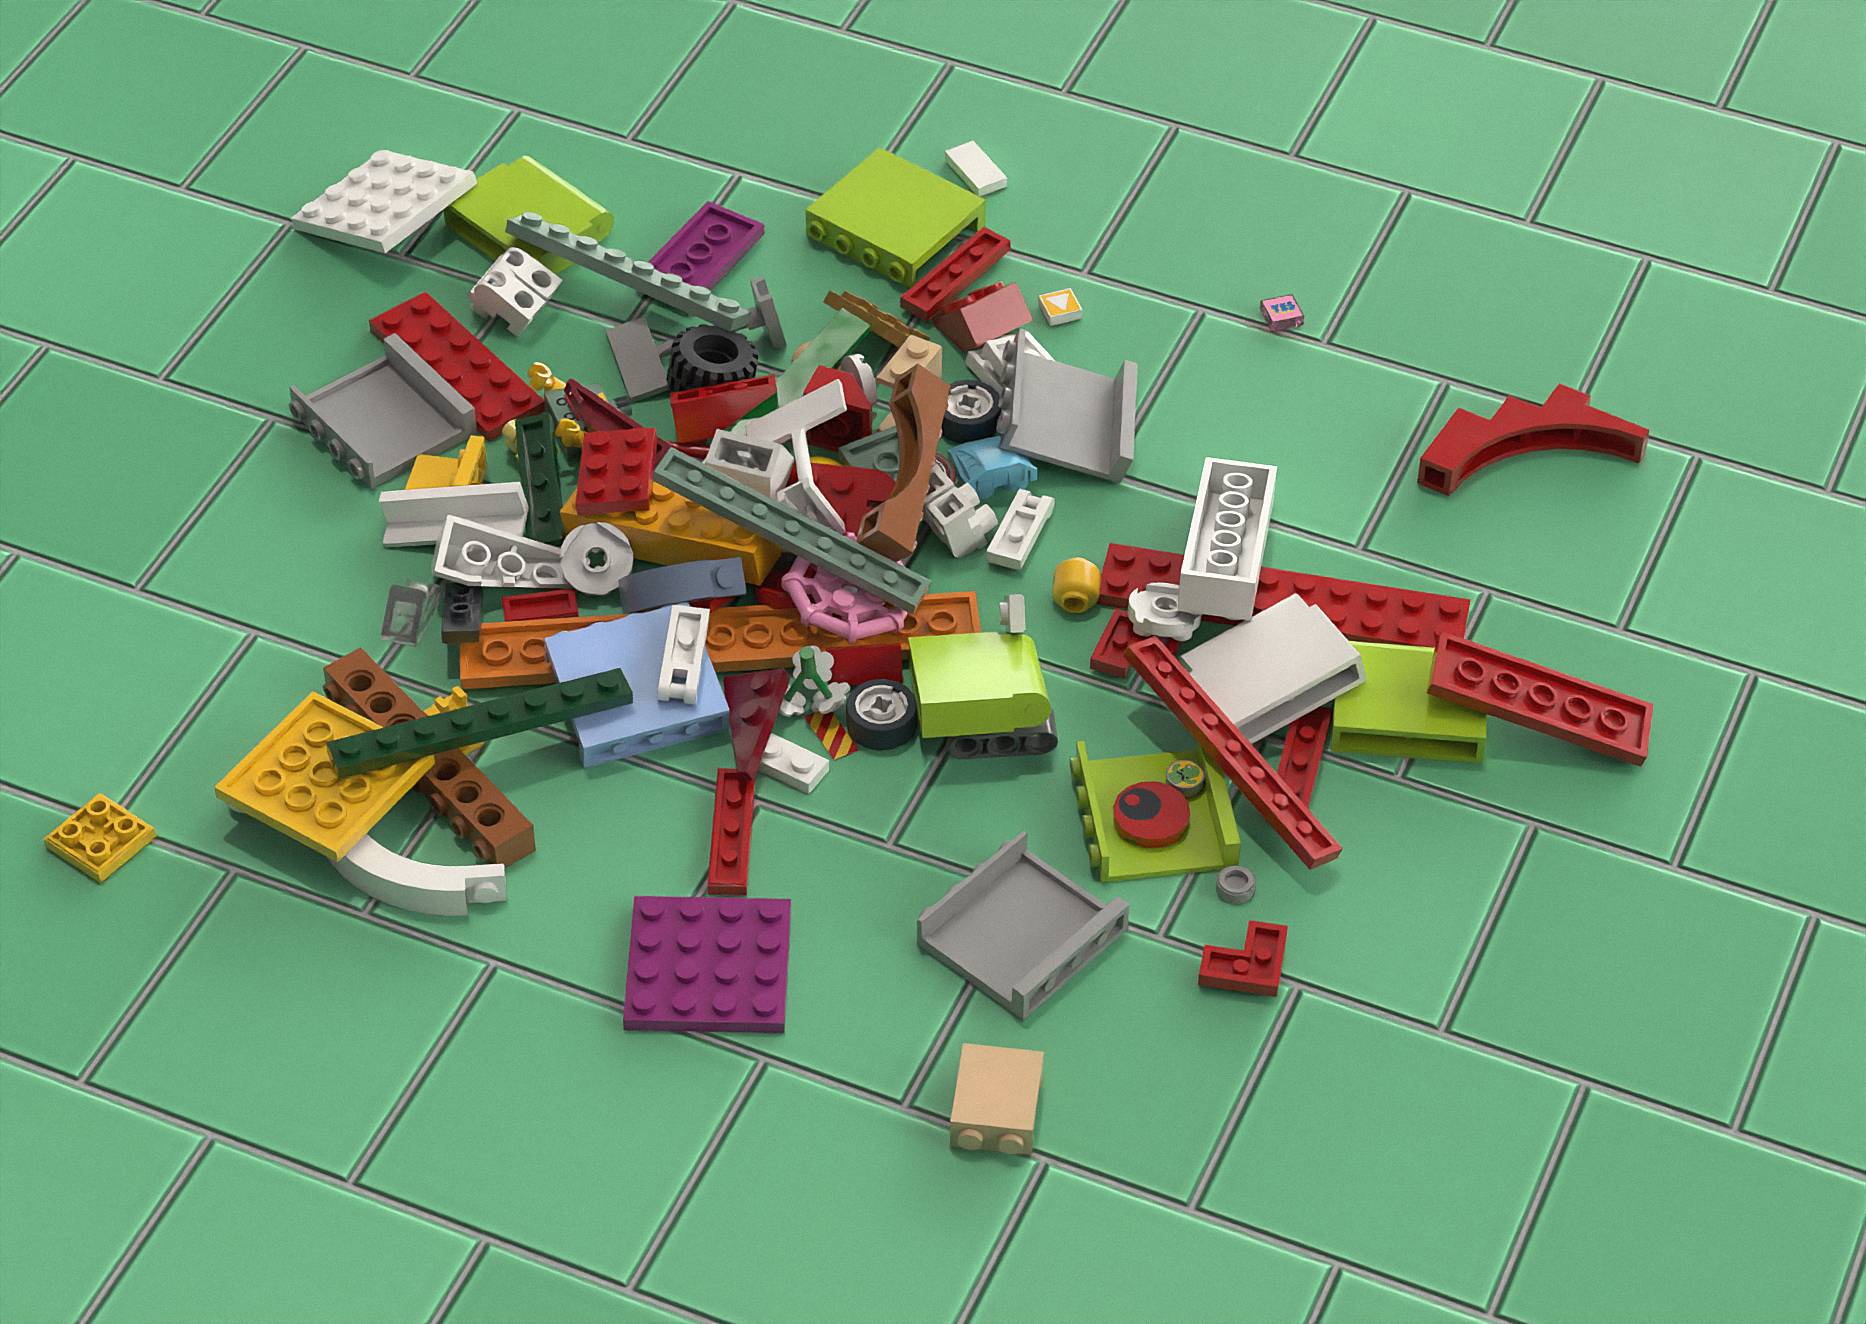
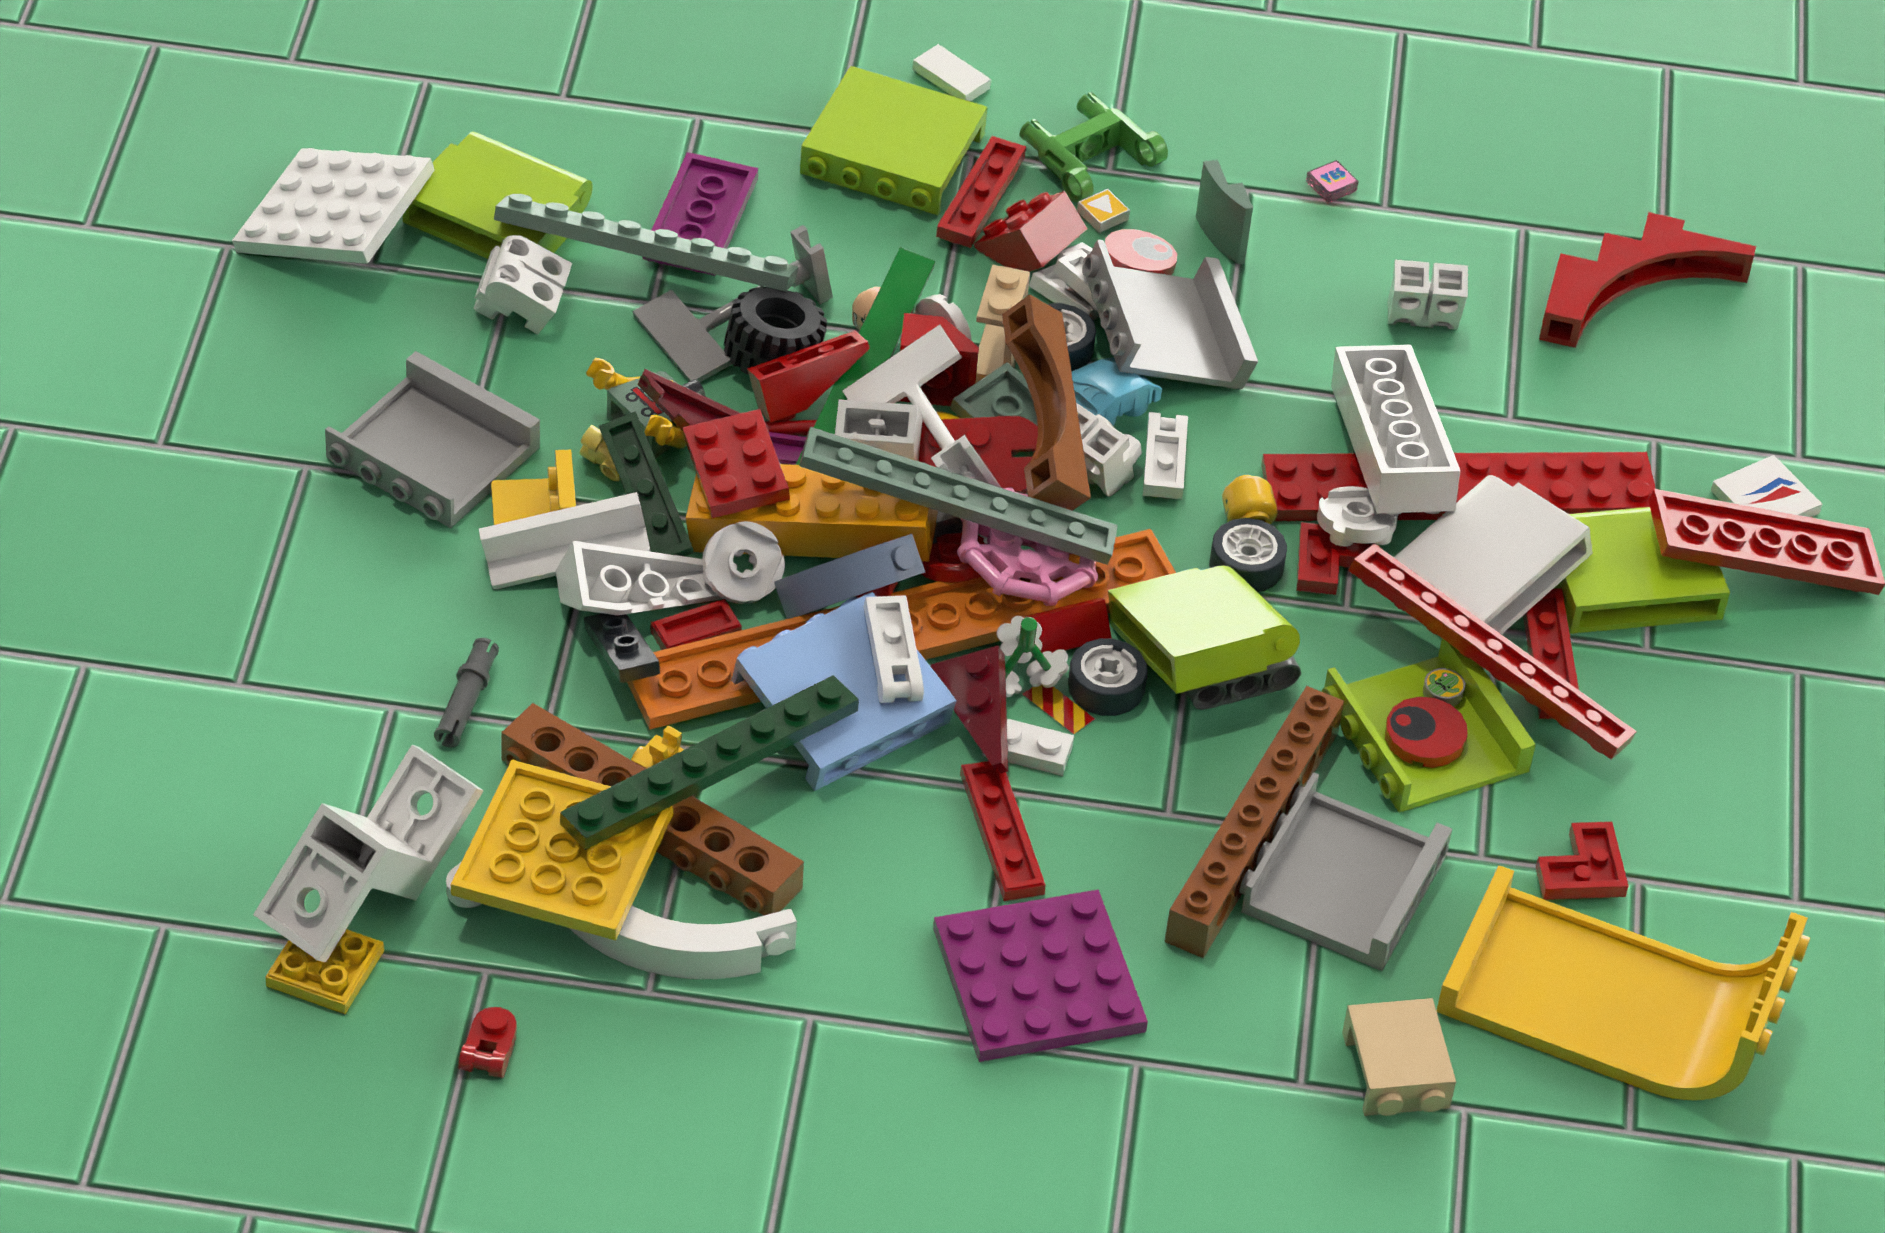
camera: 20 degrees left, 0 degrees up
(144, 743) = (352, 853): none -> white bracket
(214, 923) = (491, 1031): none -> red plate
(327, 619) = (471, 679): none -> dark grey pin
(410, 611) = (558, 655): clear slope -> none
(461, 362) = (558, 403): red plate -> none
(880, 323) = (964, 267): pearl gold plate -> none
(891, 914) = (1217, 878): none -> dark orange brick
(1013, 613) = (1208, 545): white plate -> none
(1058, 628) = (1252, 550): none -> wheel
(1074, 347) = (1141, 251): none -> tile
(1092, 237) = (1104, 130): none -> bright green connector
(1160, 323) = (1224, 212): none -> sand green slope
(1216, 1077) = (1615, 995): none -> yellow panel
(1235, 884) = (1536, 789): light grey tile -> none
(1316, 427) = (1427, 302): none -> white hips
(1572, 651) = (1768, 487): none -> white tile

